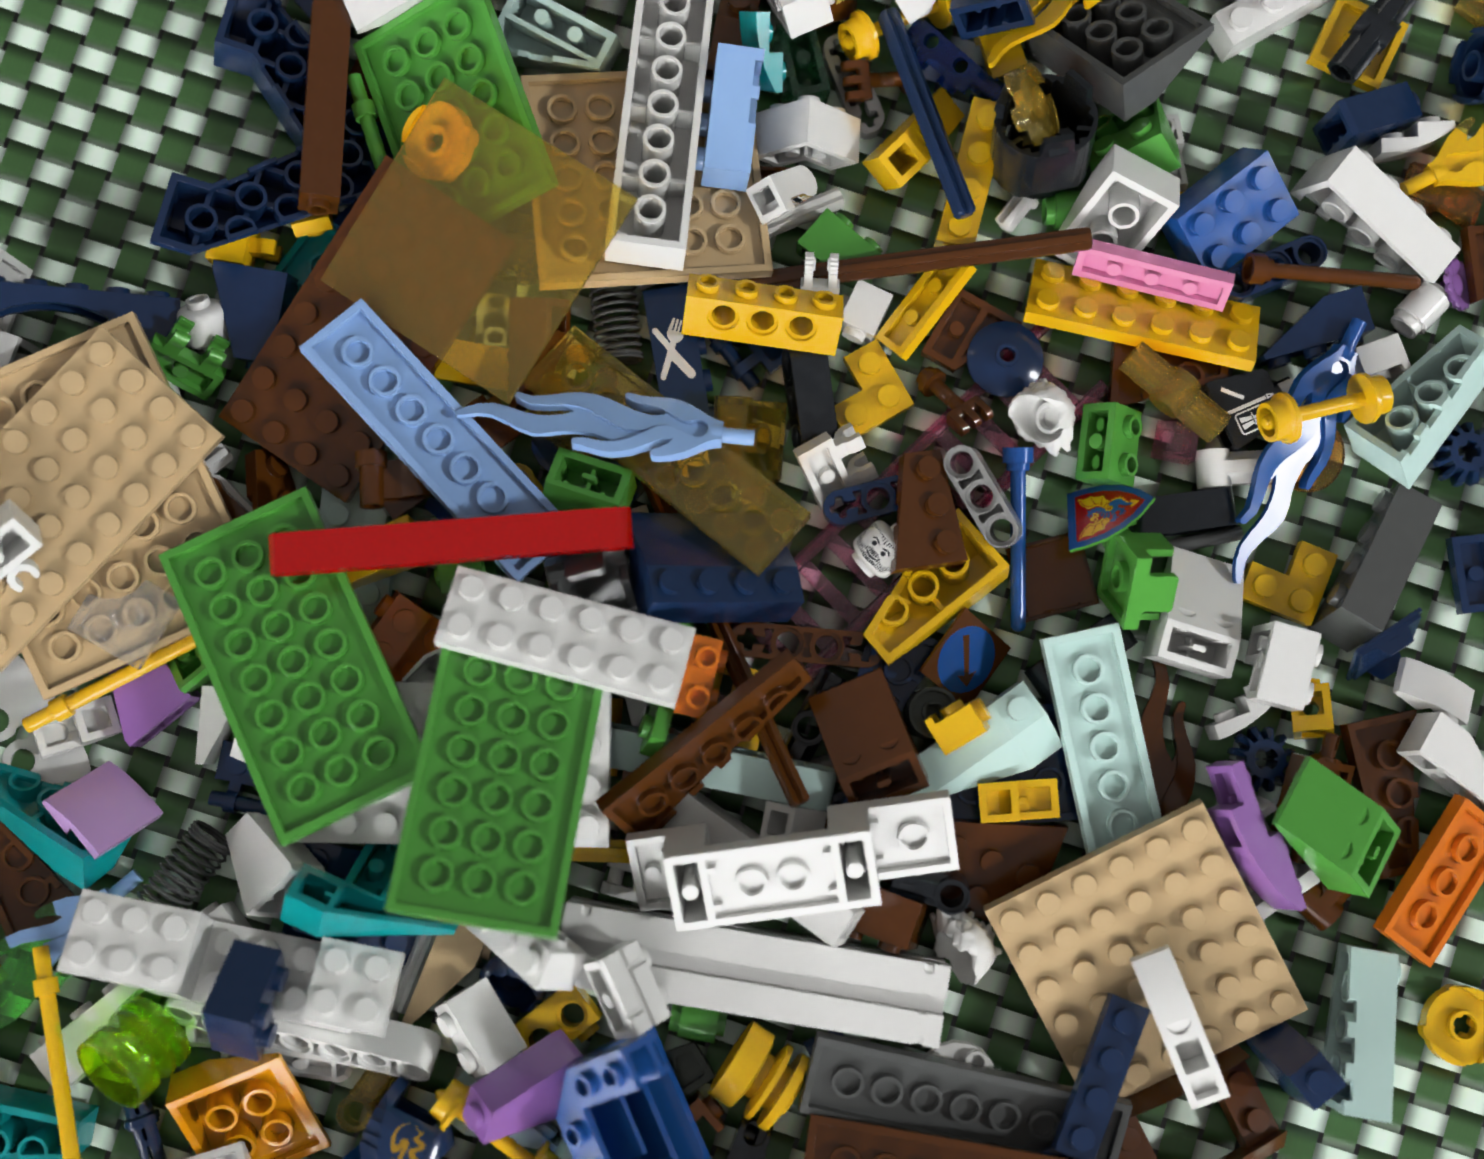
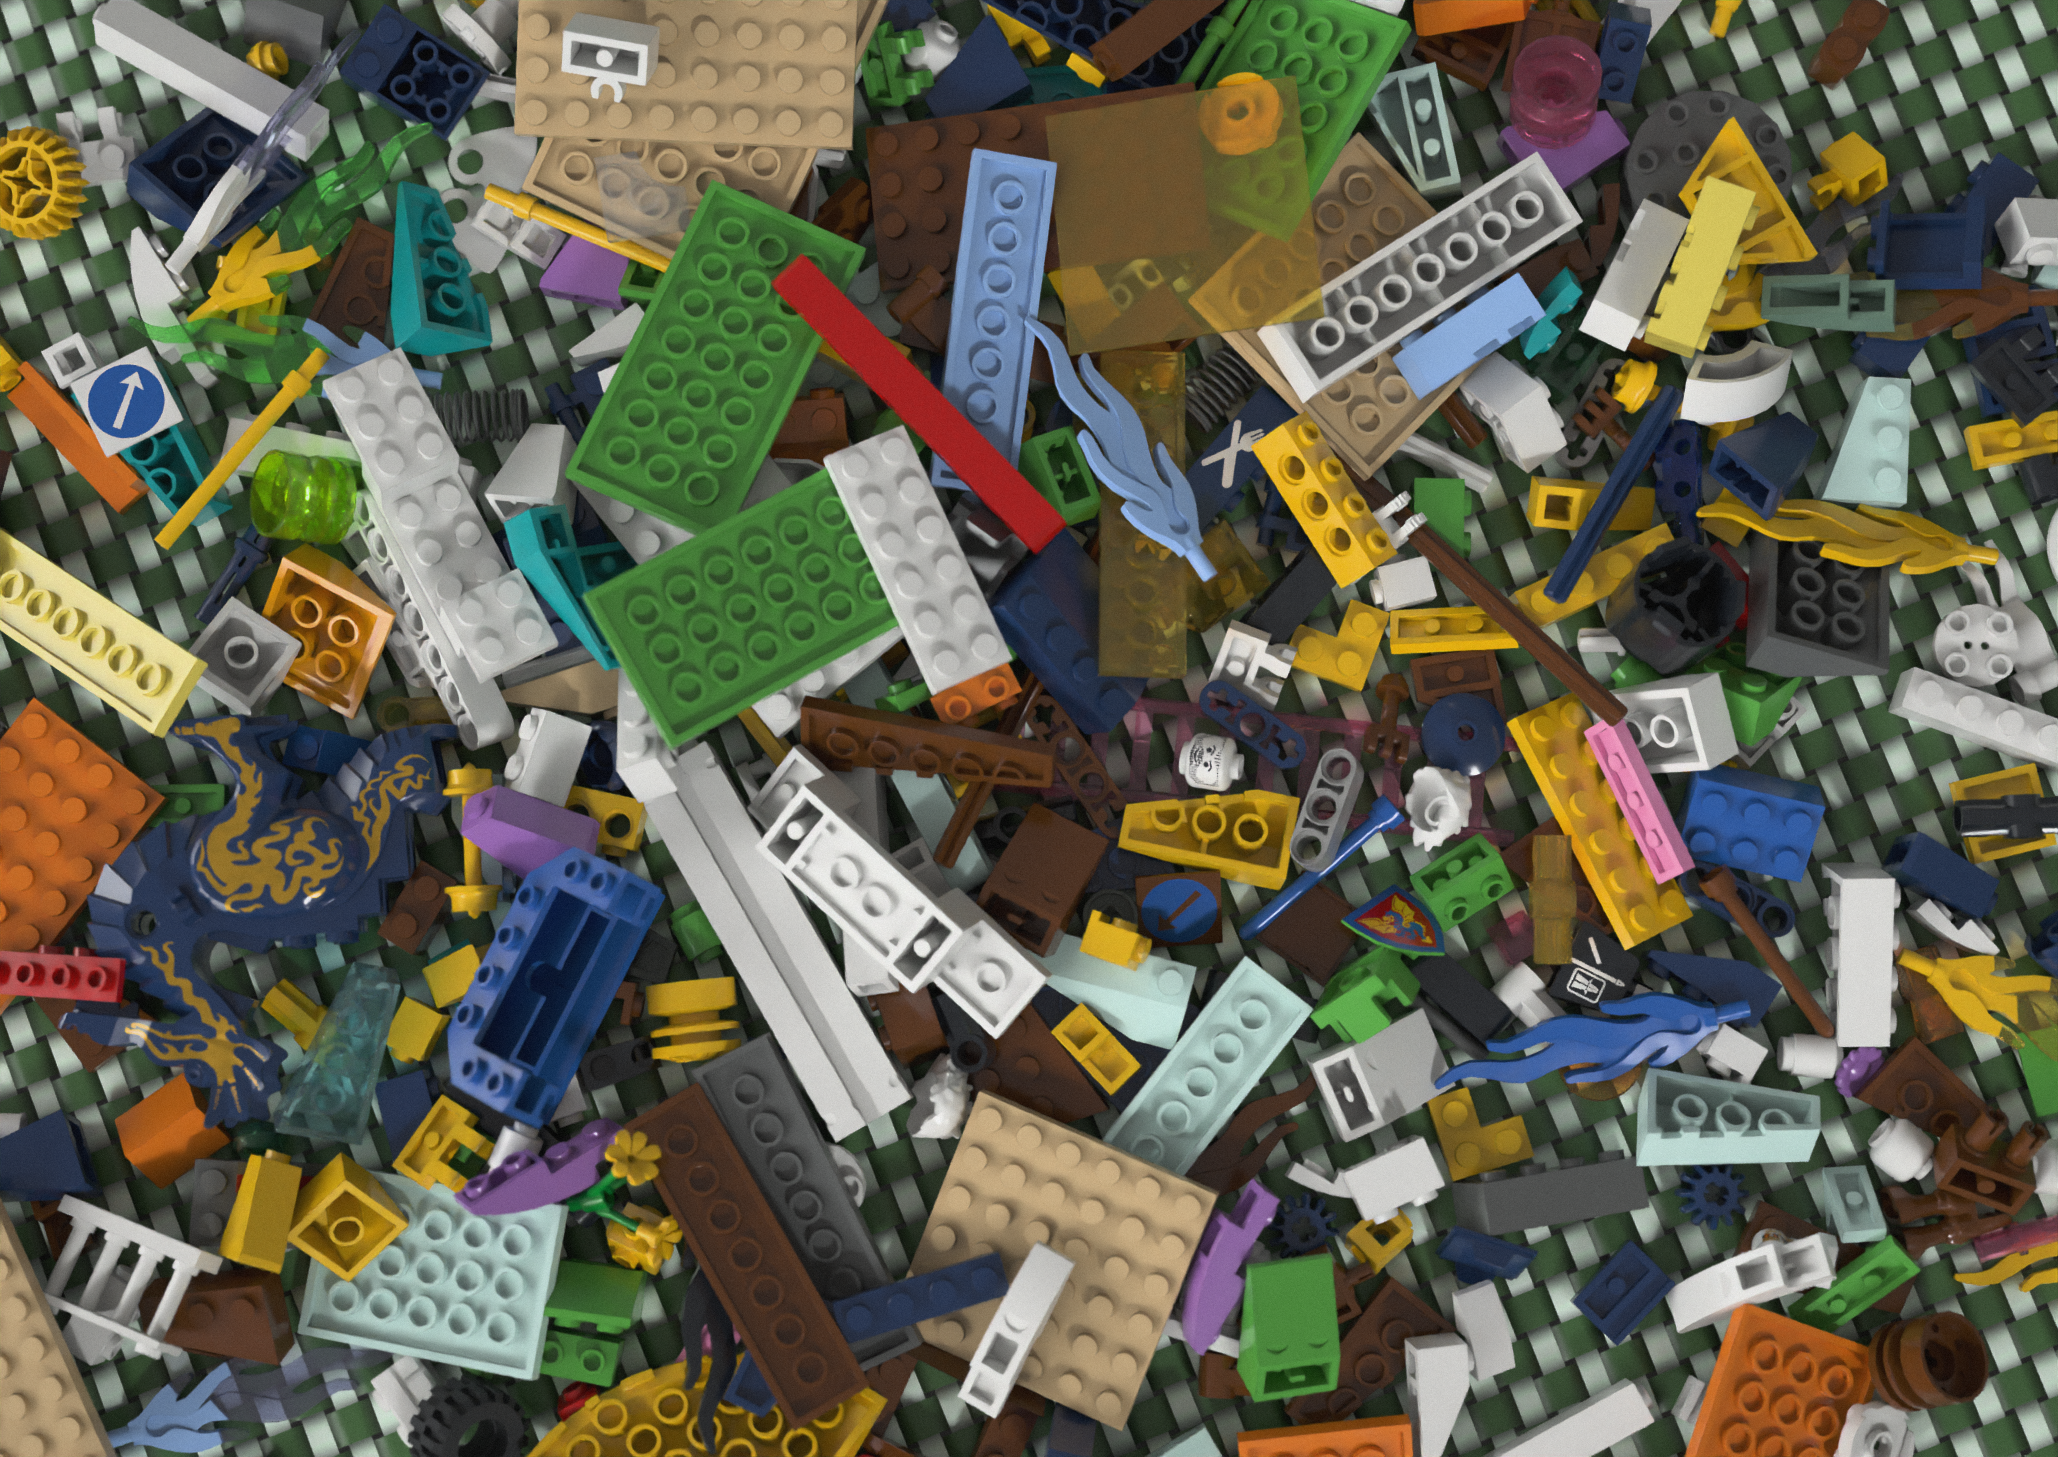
camera: 55 degrees right, 0 degrees up
(103, 808) = (472, 308): lavender slope -> none
(240, 1003) = (415, 547): dark blue brick -> none
(627, 989) = (676, 846): white brick -> none
(781, 192) = (1443, 429): white leg -> none
(927, 520) = (1266, 777): reddish brown wing -> none
(1033, 108) = (1681, 577): clear yellow plate -> none
(1365, 398) = (1683, 1066): yellow piece -> none

